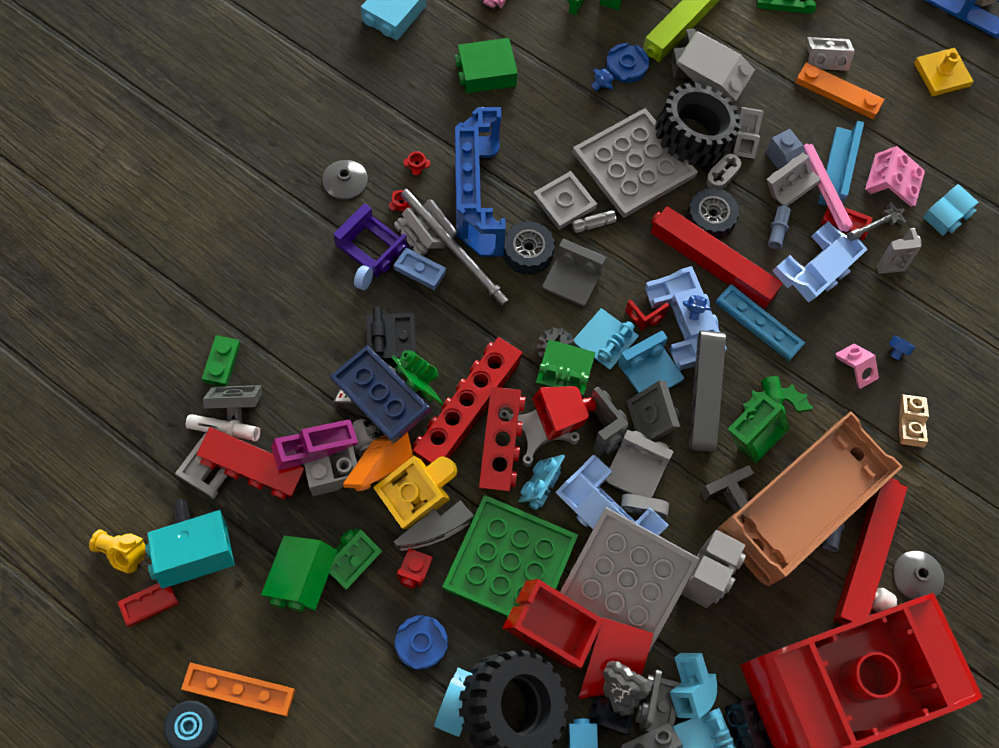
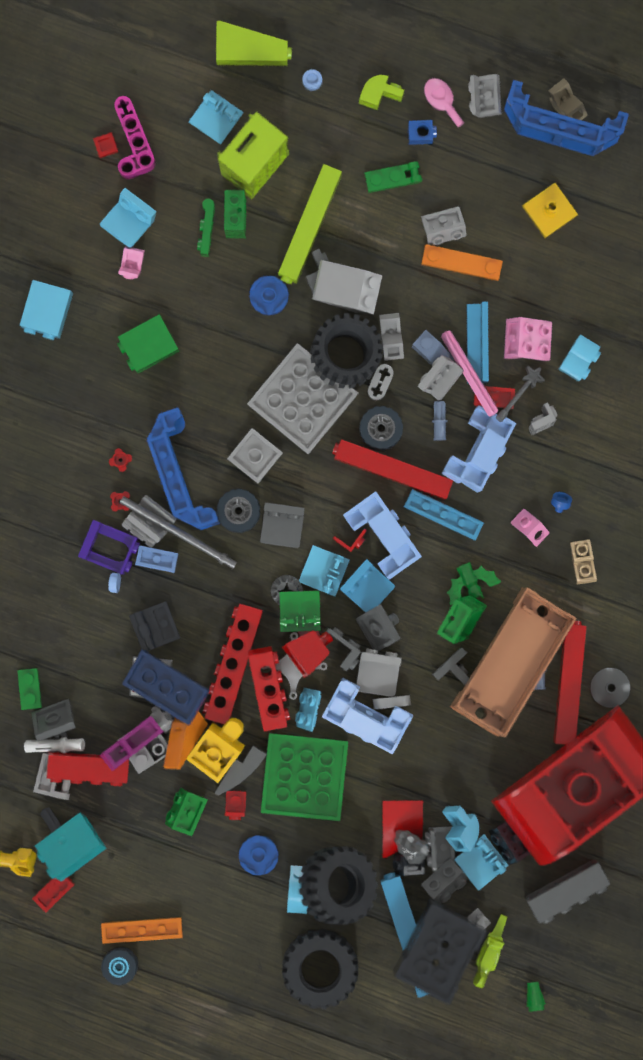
camera: 10 degrees left, 20 degrees up
(299, 573) = (154, 839): green brick -> none
(345, 187) = (65, 504): dark grey dish -> none
(418, 373) = (187, 659): green hinge -> none
(553, 624) = (349, 818): red piece -> none
(594, 221) = (284, 467): light grey axle -> none
(602, 79) = (252, 324): blue plant -> none
(629, 574) = (392, 764): light grey plate -> none
(696, 306) = (388, 531): blue plant -> none
(707, 391) = (415, 597): dark grey beam -> none
(713, 572) = (453, 742): light grey piece -> none
(883, 600) = (587, 716): white piece -> none

